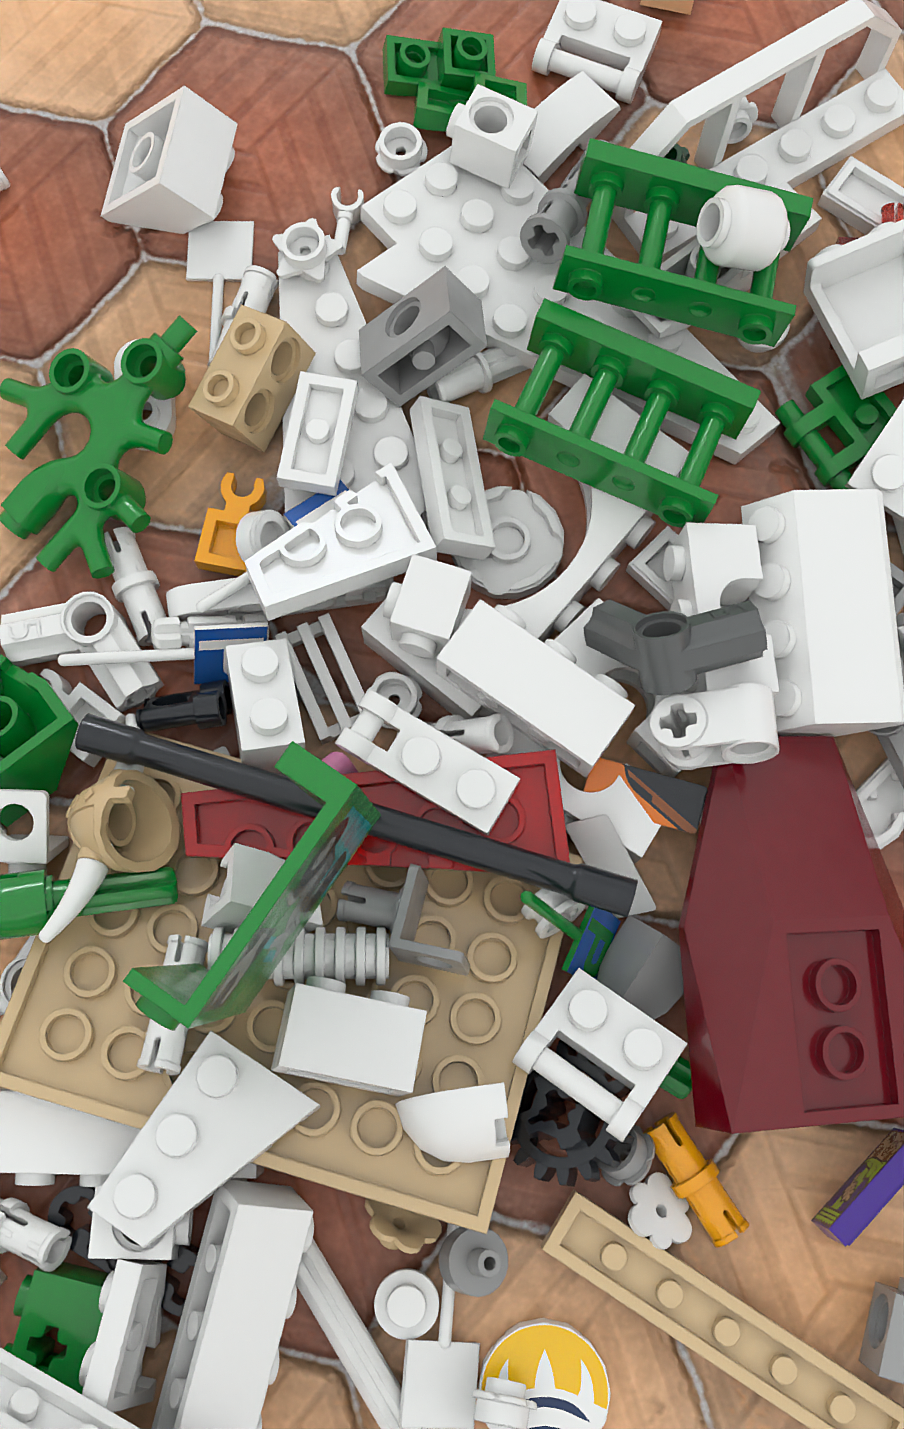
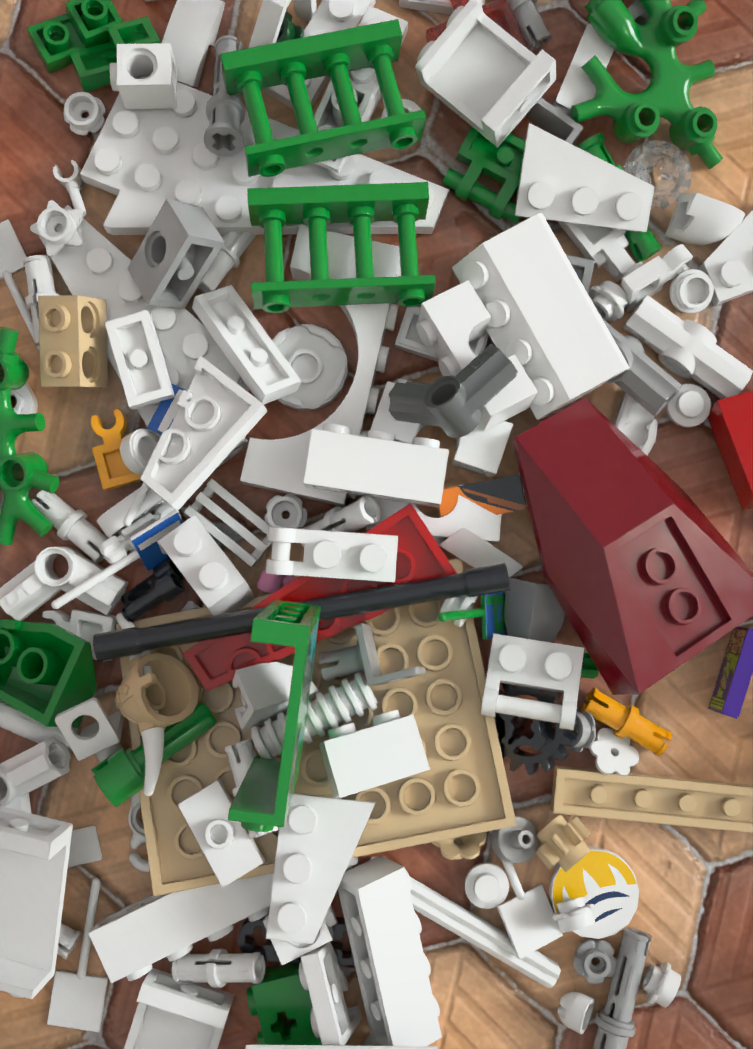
camera: 25 degrees left, 10 degrees up
(104, 1045) = (221, 840): none -> white plate
(427, 605) = (278, 448): white brick -> none
(459, 1123) = (467, 769): white brick -> none
(535, 1297) = (563, 843): none -> tan gear
(720, 727) = (514, 430): white piece -> none
(743, 228) = (361, 71): white head -> none

